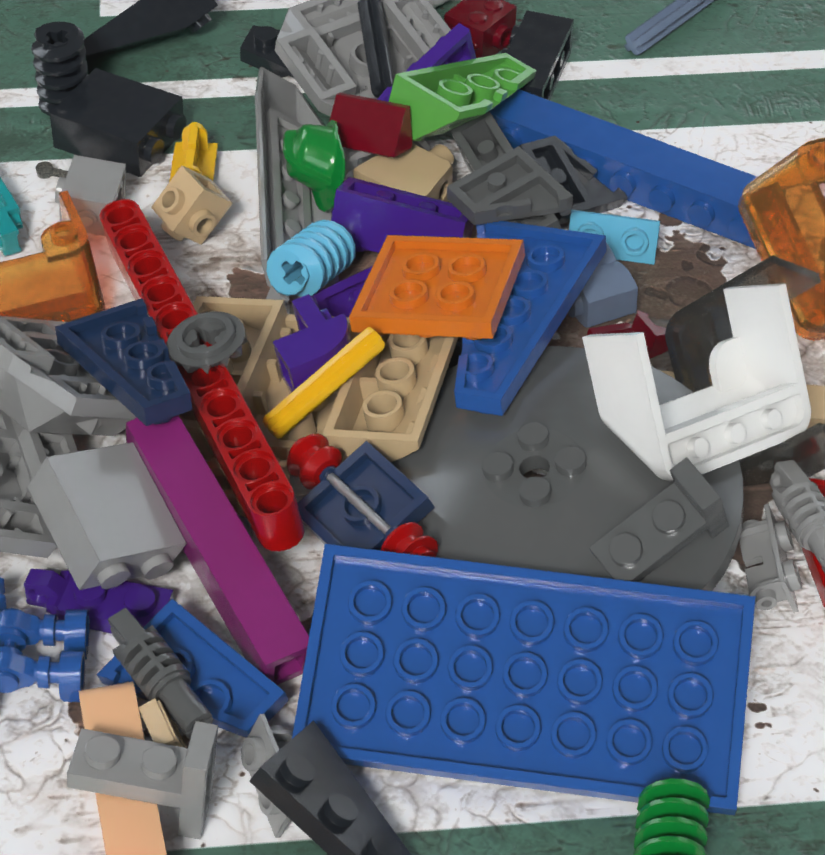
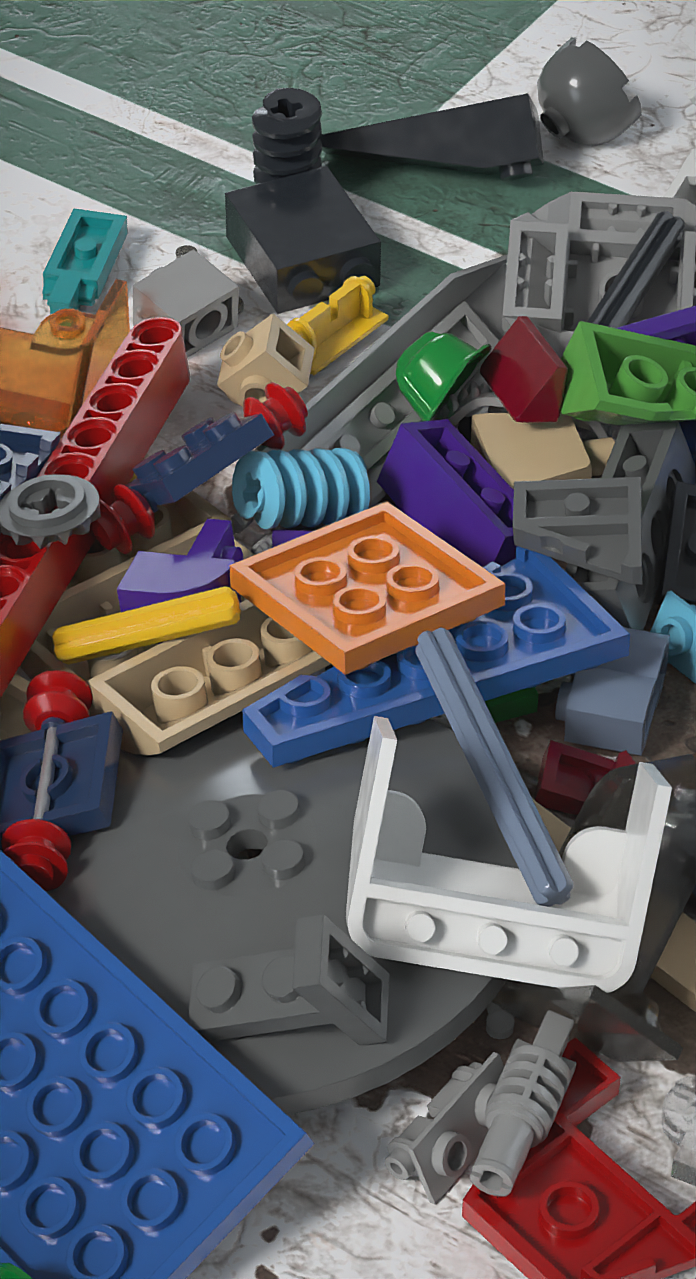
camera: 40 degrees right, 0 degrees up
(252, 265) = (207, 451): none -> plate
(663, 357) = (494, 768): none -> sand blue axle

